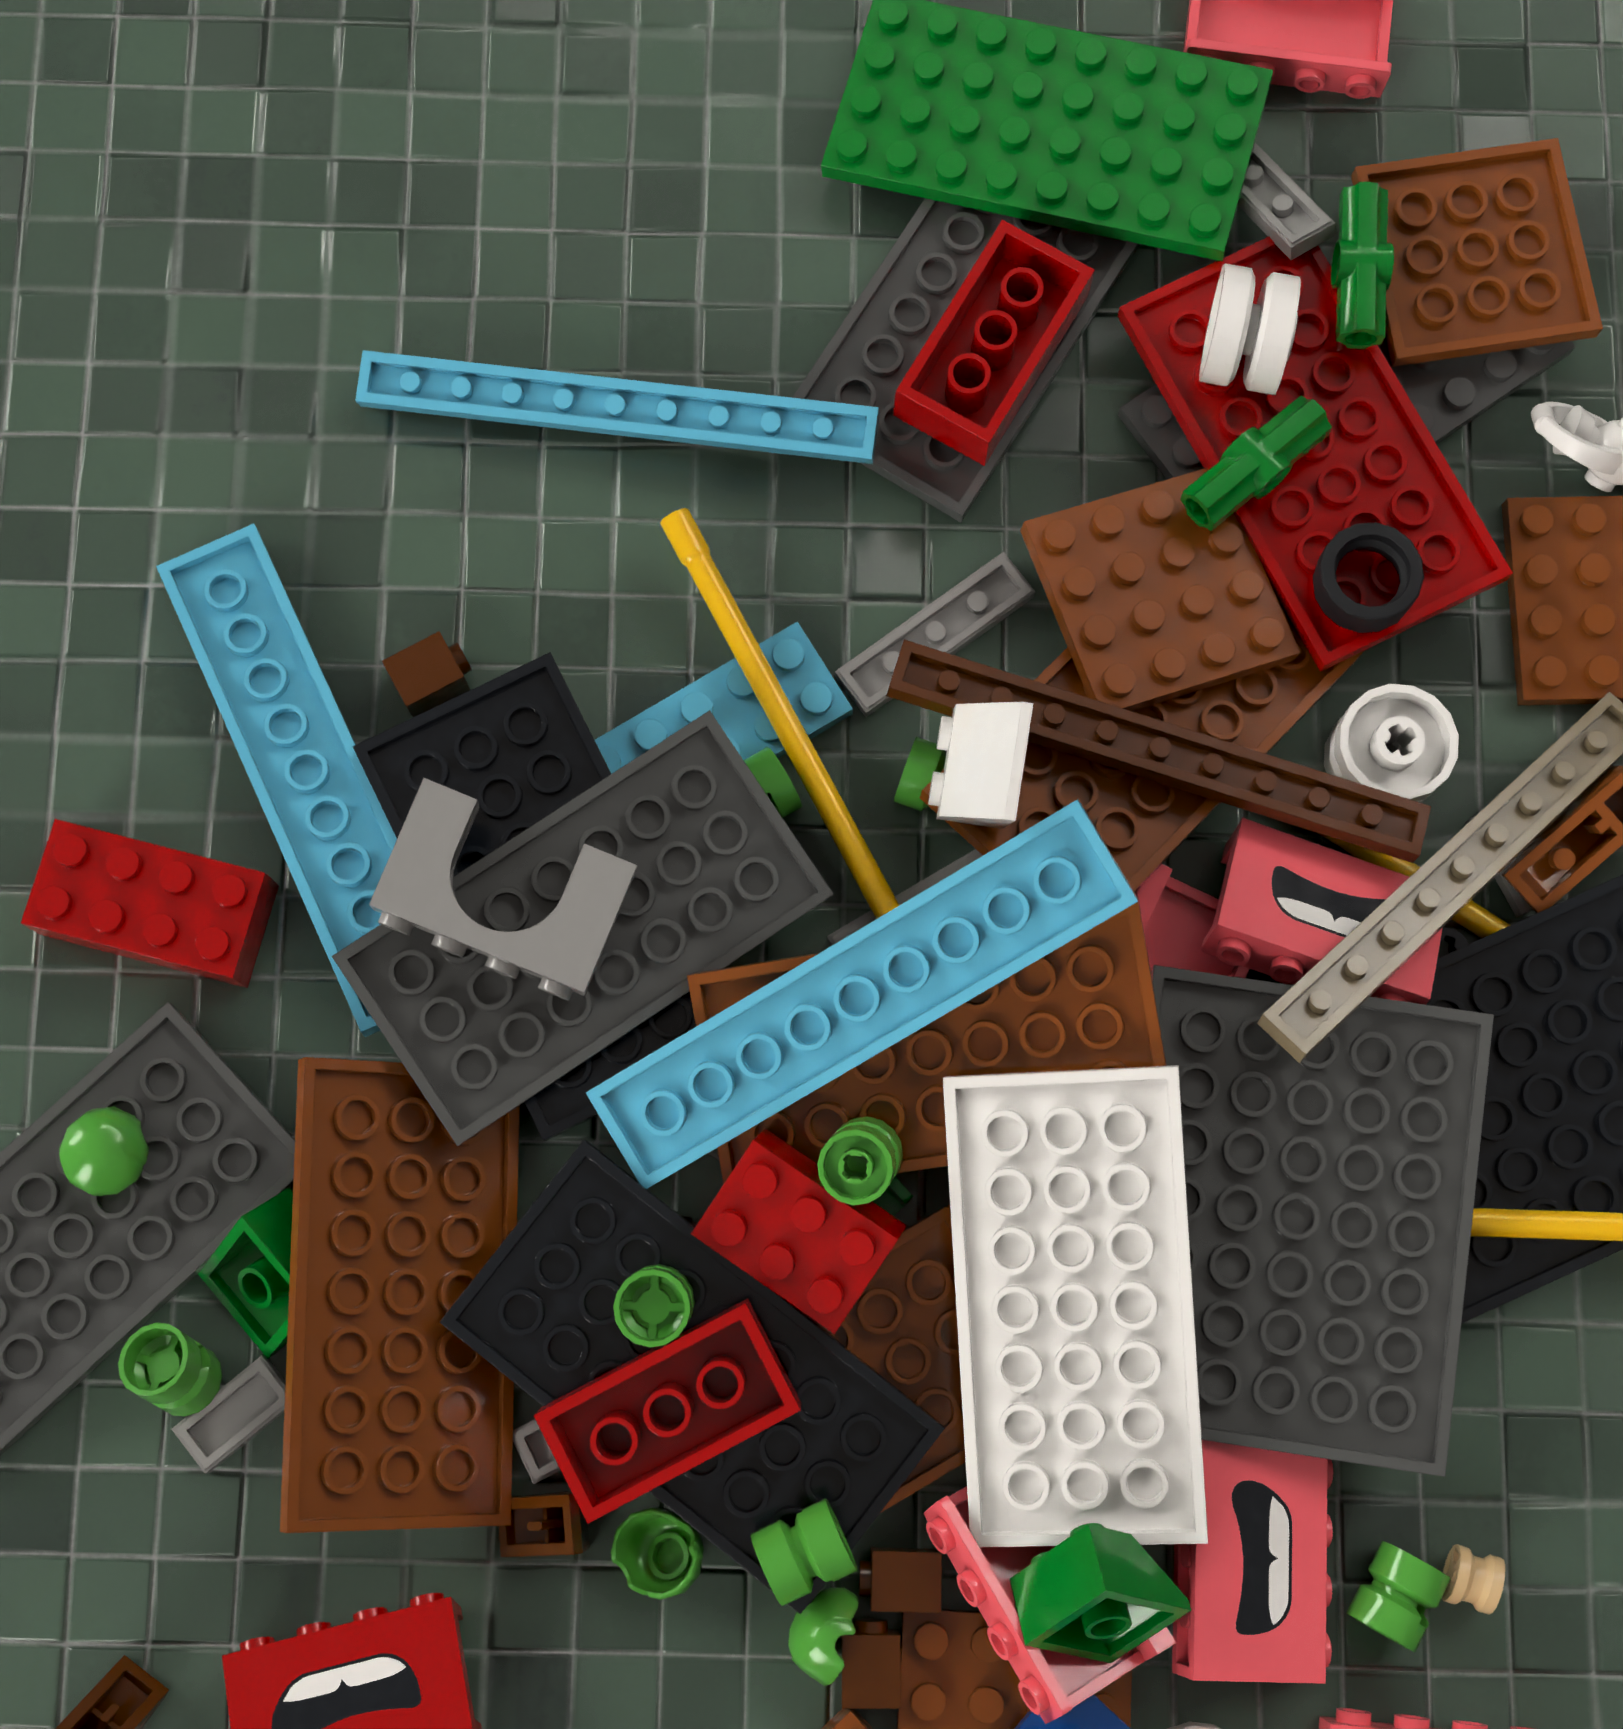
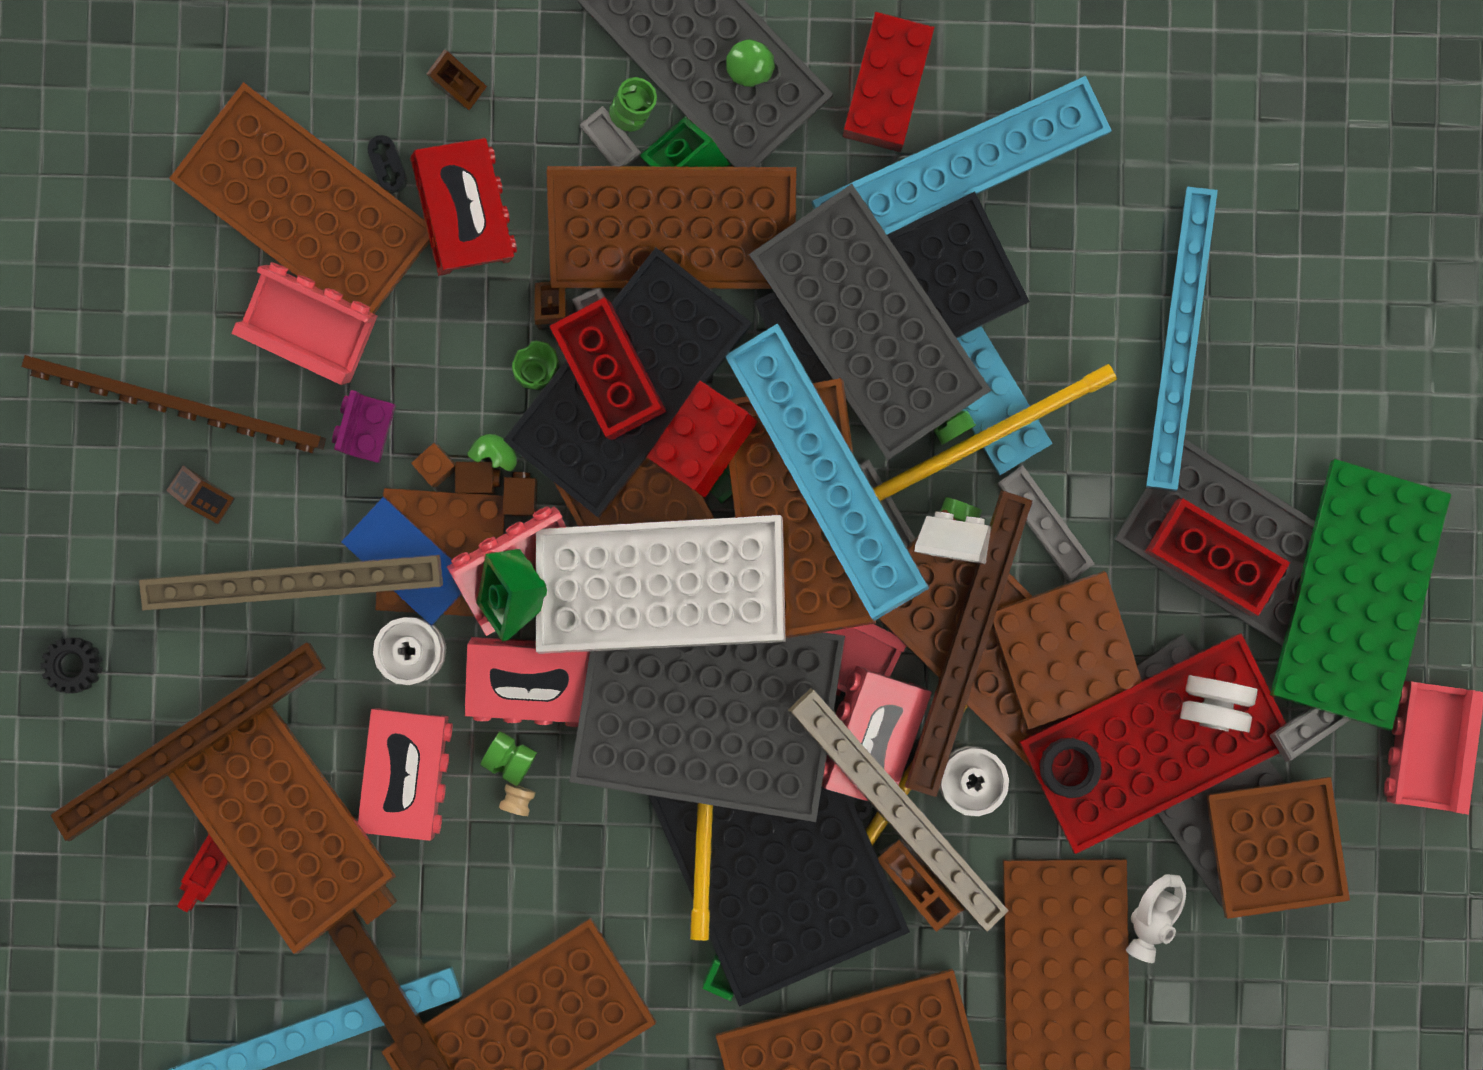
camera: 90 degrees right, 10 degrees up
(420, 894) = (884, 231): light grey arch -> none
(428, 673) = (1020, 233): reddish brown brick -> none
(654, 1305) = (661, 360): bright green wheel -> none
(801, 1552) = (532, 436): bright green wheel -> none
(860, 1160) = (737, 471): bright green wheel -> none
(1256, 463) = (1140, 706): green piece -> none
(1362, 265) = (1264, 775): green piece -> none

